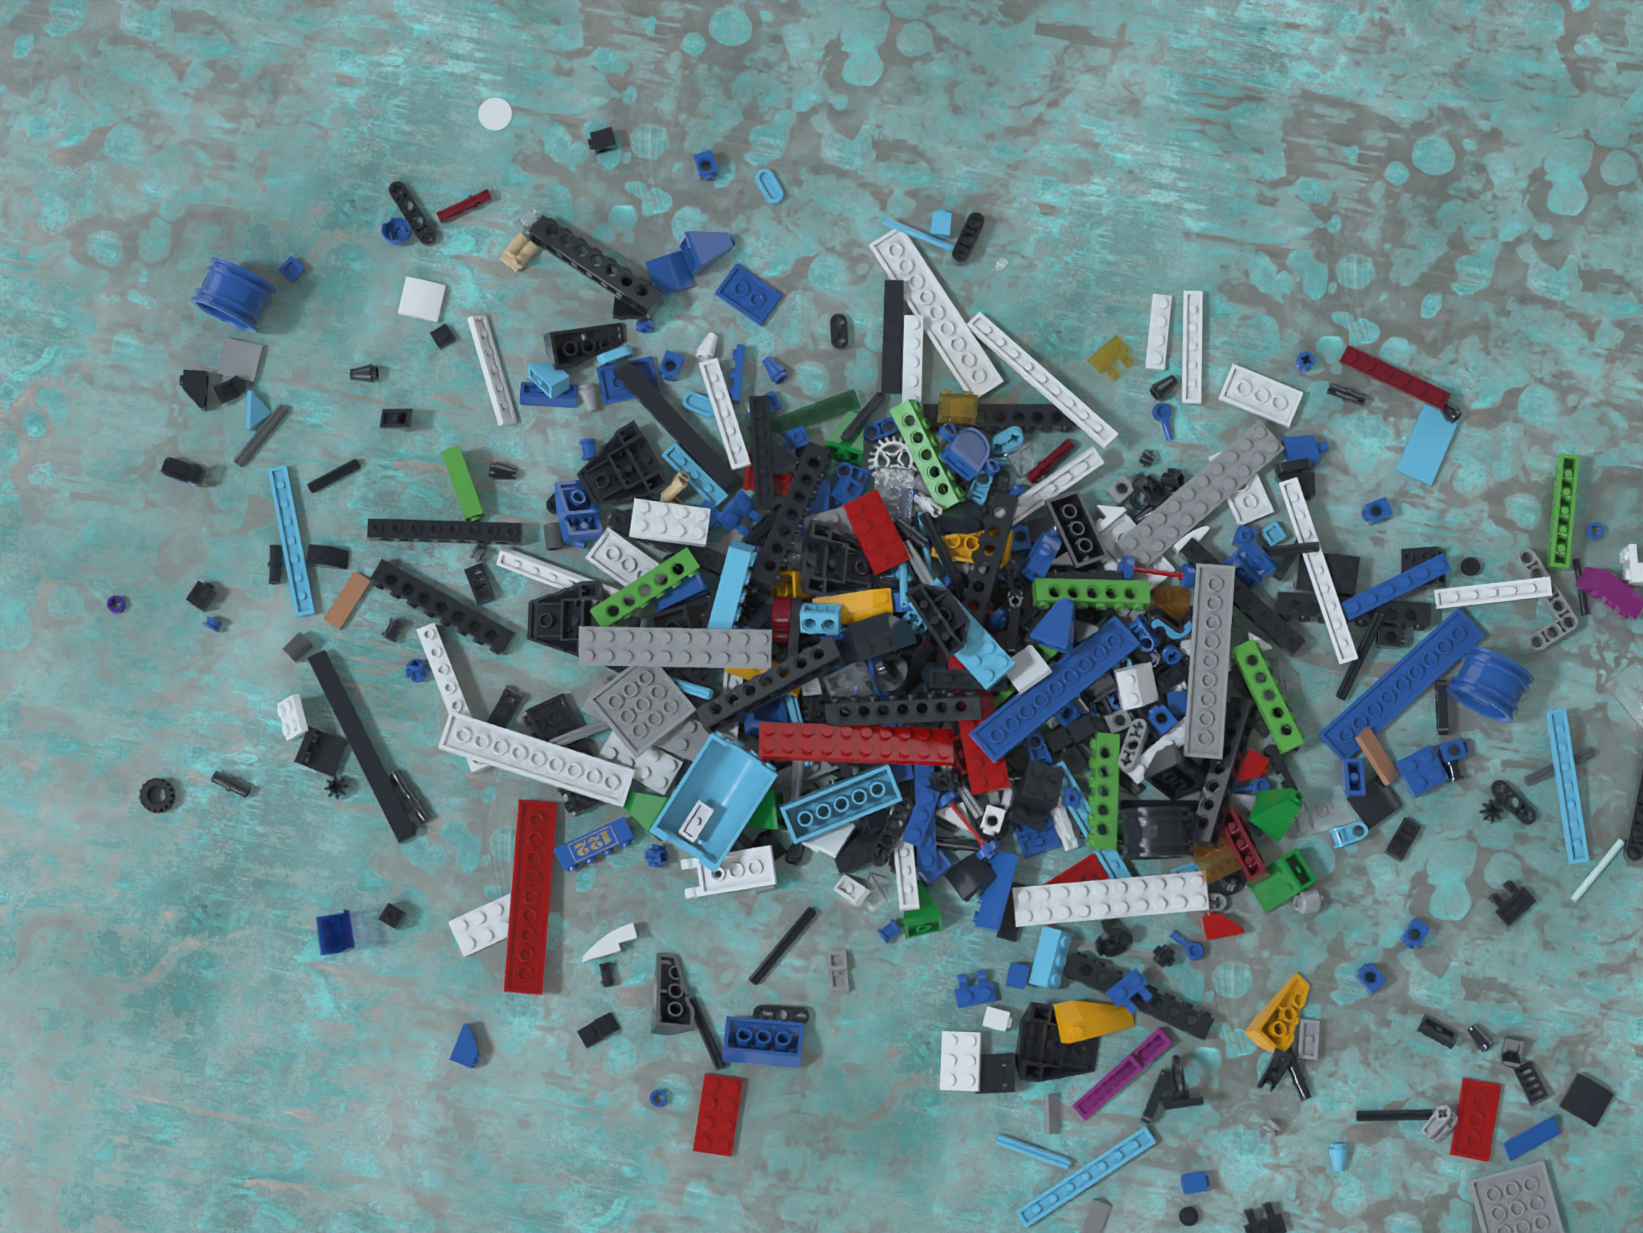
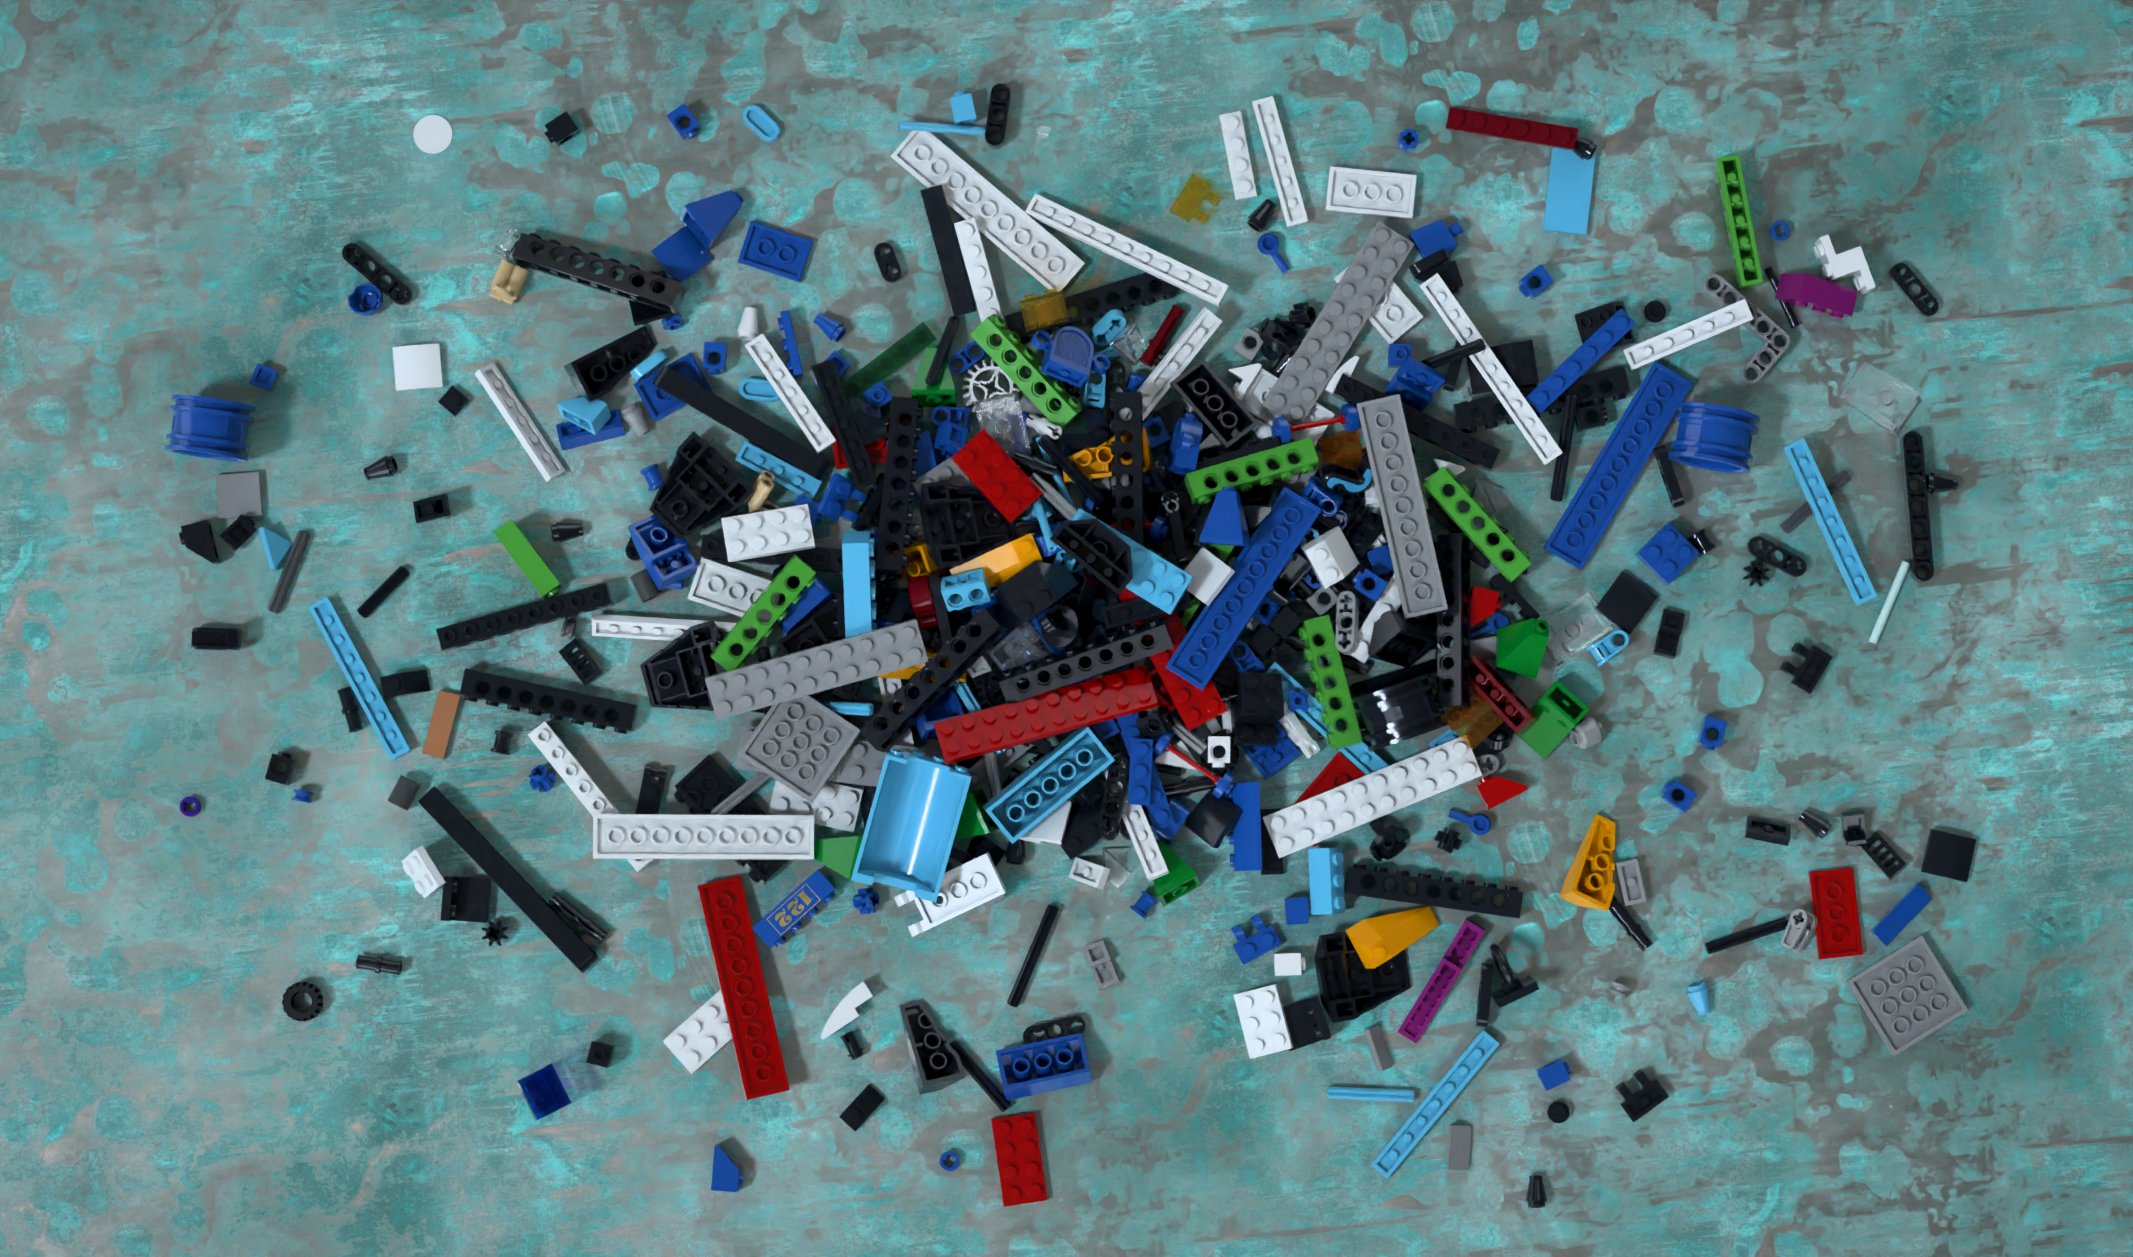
camera: 15 degrees left, 5 degrees up
(463, 206) = (431, 248): dark red pin -> none
(697, 821) = (899, 851): plate -> none
(1128, 987) = (1419, 888): blue plate -> none
(1146, 457) = (1267, 299): black plate -> none
(1172, 659) = (1355, 506): blue bush -> none
(1273, 534) = (1429, 342): medium azure plate -> none
(1275, 1069) = (1604, 926): black hinge -> none
(1346, 394) = (1464, 162): black pin -> none
(1352, 777) = (1595, 584): blue slope -> none
(1377, 756) = (1614, 552): nougat tile -> none
(1446, 756) = (1686, 525): blue brick -> none

